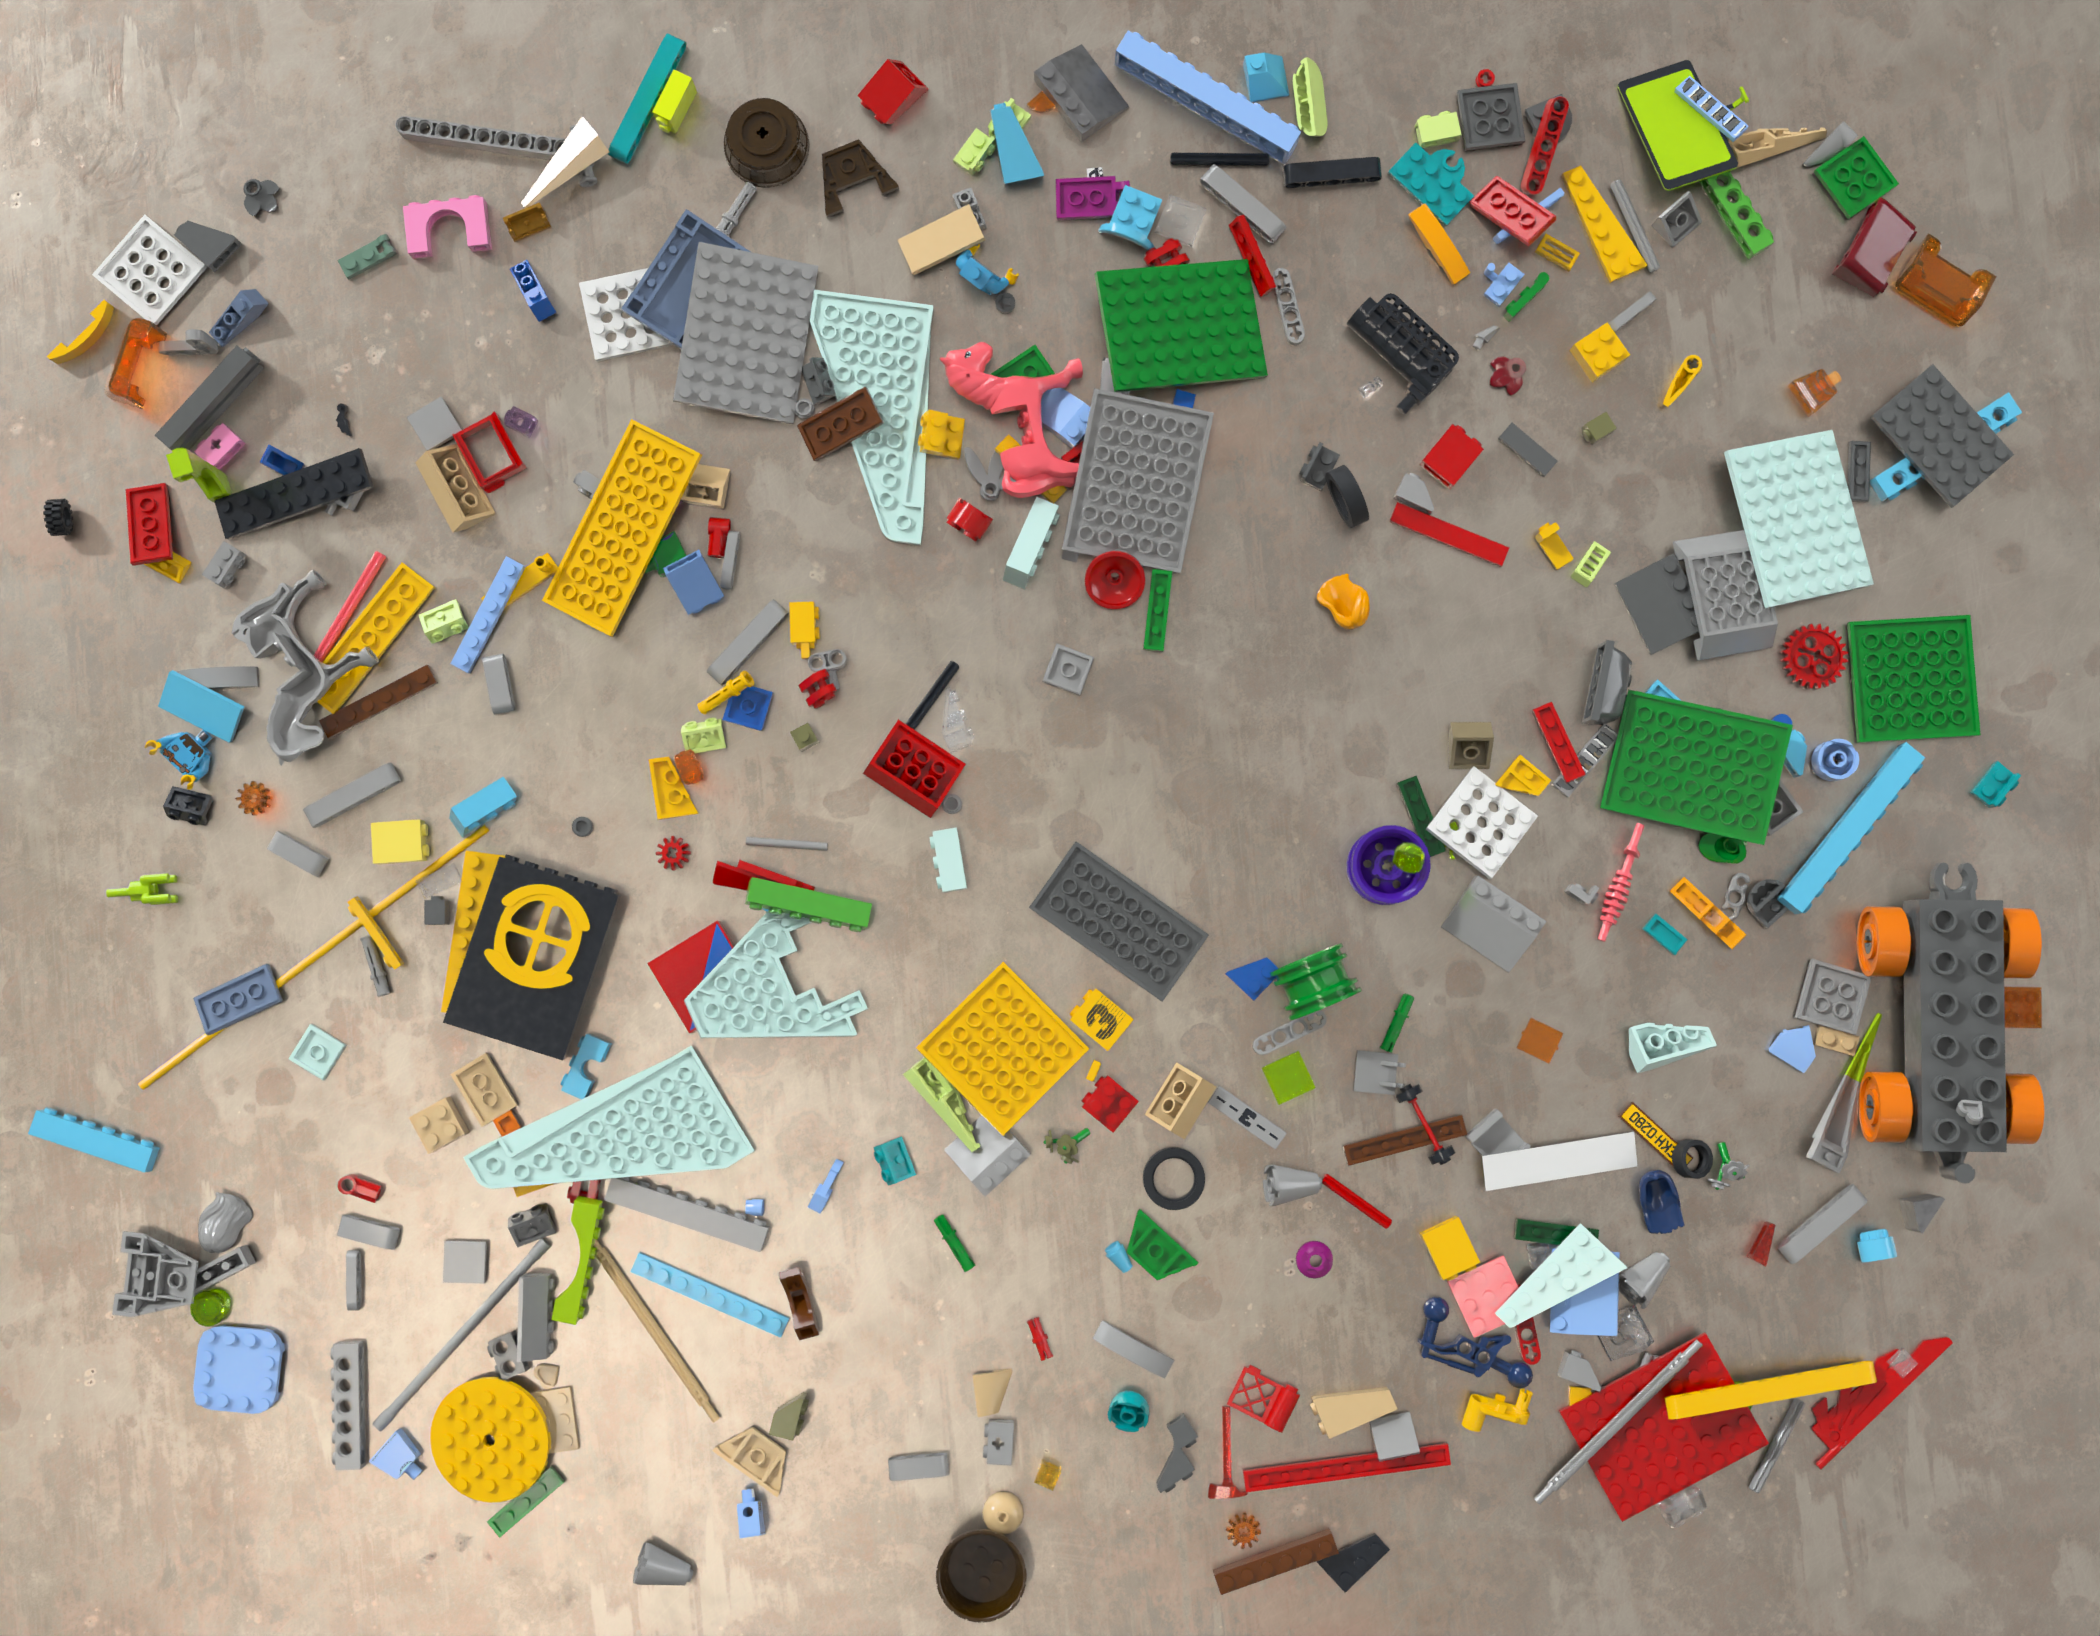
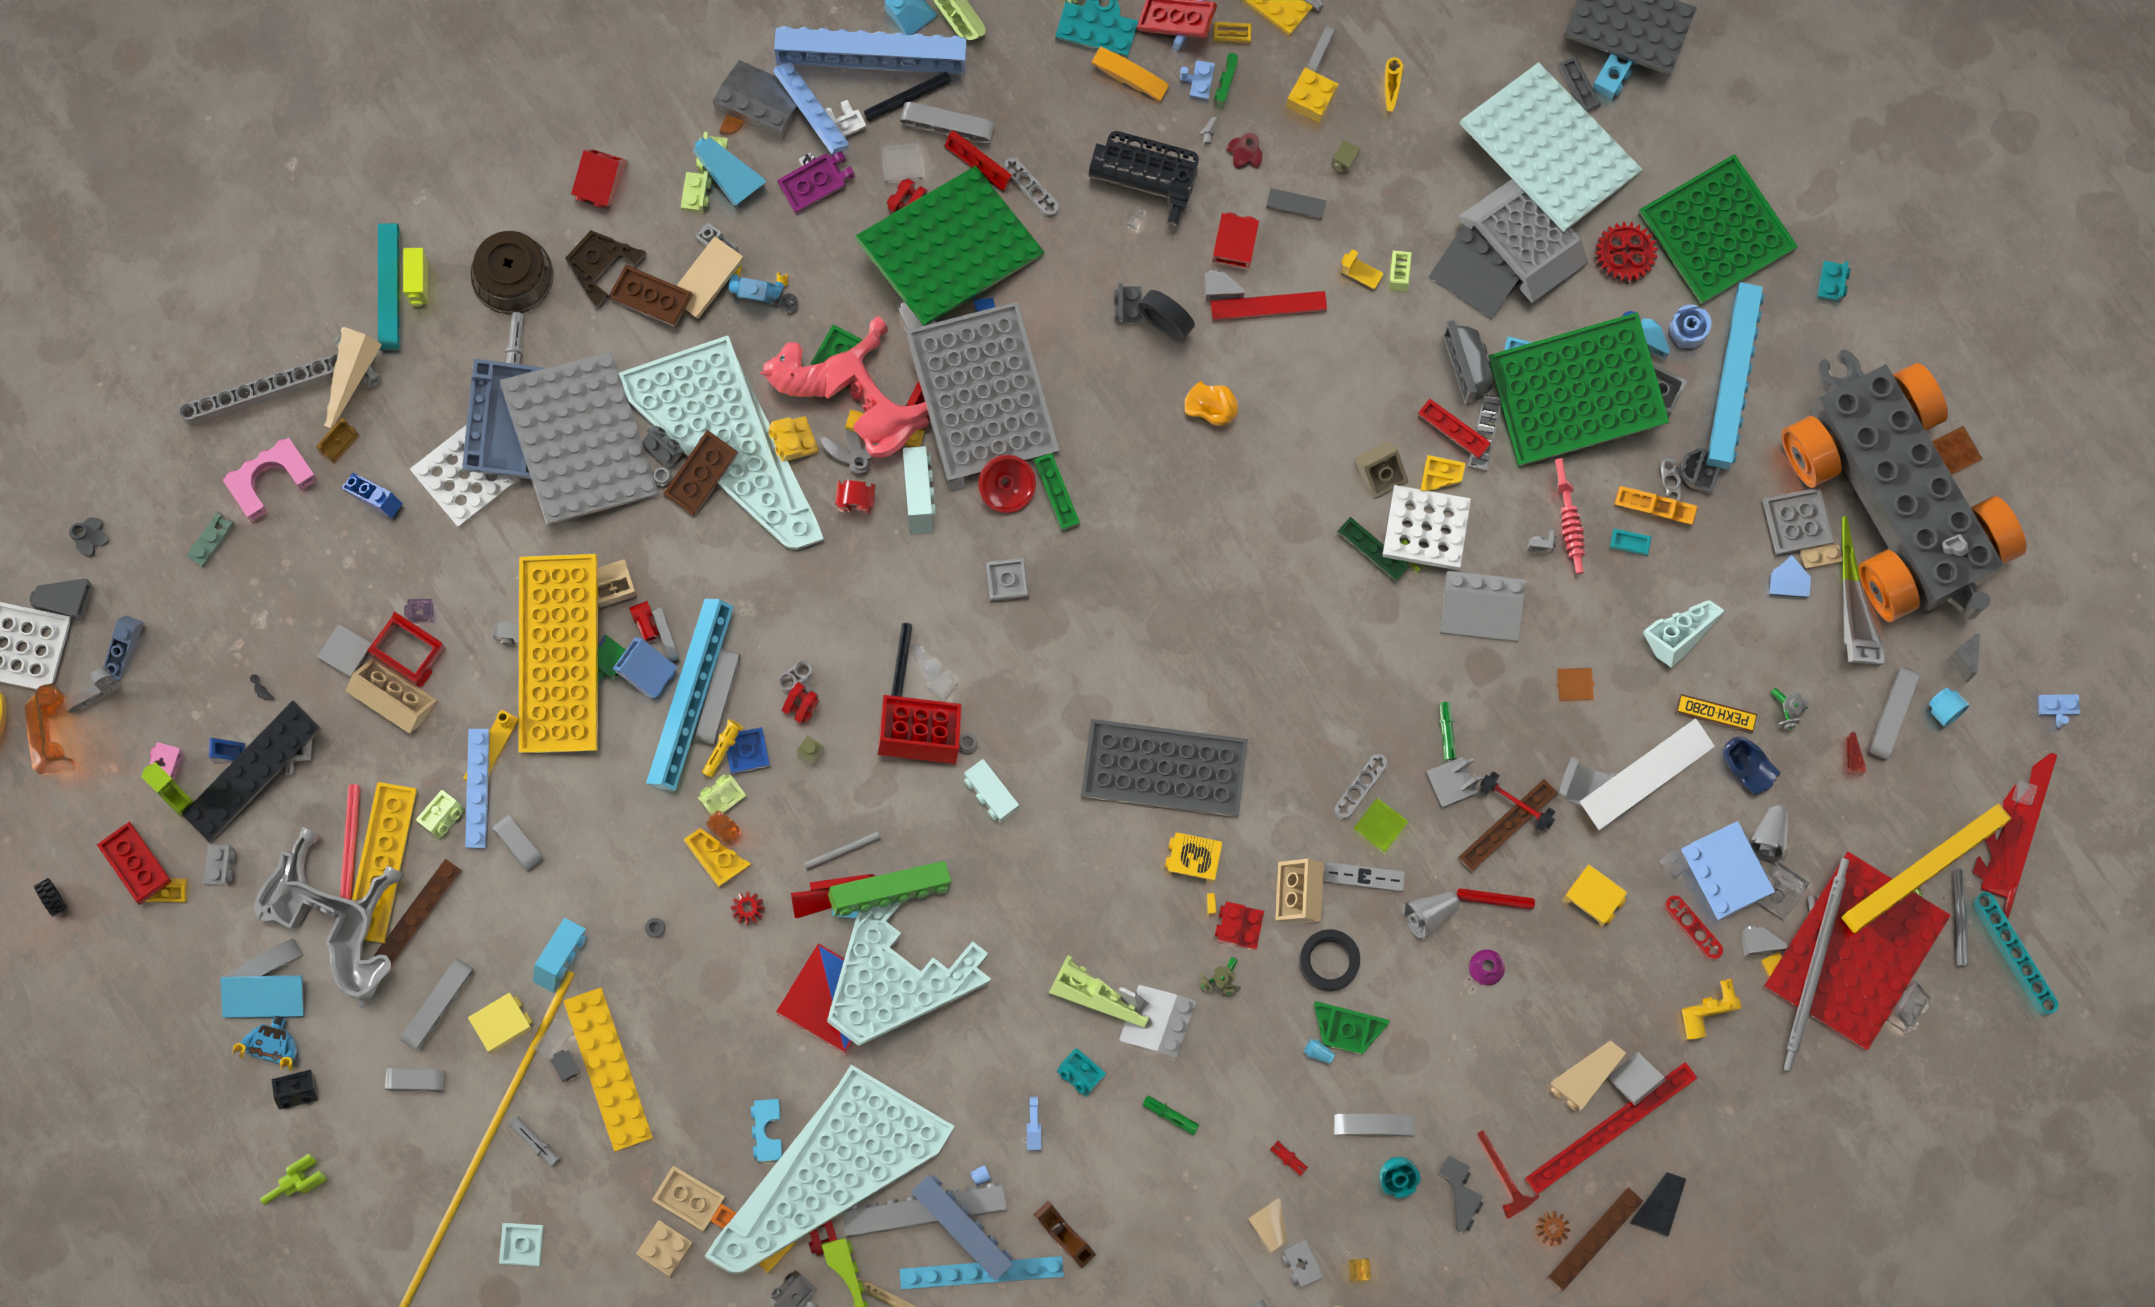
camera: 30 degrees left, 10 degrees down
(210, 399) = (136, 729): dark grey brick -> none
(237, 999) = (426, 1234): sand blue tile -> none
(261, 800) = (350, 1044): clear orange gear -> none
(358, 909) = (496, 1098): yellow plate -> none
(513, 1000) = (682, 1100): black panel -> none
(709, 1249) = (961, 1227): none -> sand blue brick
(722, 627) = (690, 694): none -> medium azure brick
(803, 626) = (759, 659): yellow hinge -> none
(881, 230) = (650, 295): none -> reddish brown tile
(975, 1119) = (1130, 997): none -> light grey slope
(1002, 1048) = (1123, 925): yellow plate -> none
(1064, 416) = (892, 370): light blue slope -> none
(1122, 125) = (811, 108): none -> light blue plate
(1133, 217) = (861, 178): medium azure piece -> none
(1146, 158) = (850, 122): none -> white plate
(1253, 977) = (1305, 755): blue wing -> none
(1280, 1404) = (1526, 1106): red piece -> none
(1315, 982) = (1359, 727): green wheel -> none
(1332, 172) = (1008, 60): black beam -> none
(1362, 877) = (1384, 579): dark purple wheel -> none
(1409, 857) = (1381, 580): clear neon green hair -> none
(1436, 1311) = (1614, 954): dark blue piece -> none
(1483, 1293) = (1650, 919): coral plate -> none
(1544, 1231) = (1677, 837): dark green plate -> none
(1566, 1272) = (1703, 857): light aqua wing -> none
(1705, 1158) = (1764, 705): black tyre -> none
(1722, 848) = (1638, 445): green piece -> none
(1813, 1516) = (2024, 958): none -> teal beam
(1814, 390) = (1506, 37): clear orange torso -> none
(1981, 1299) = (2059, 706): none -> light blue plate

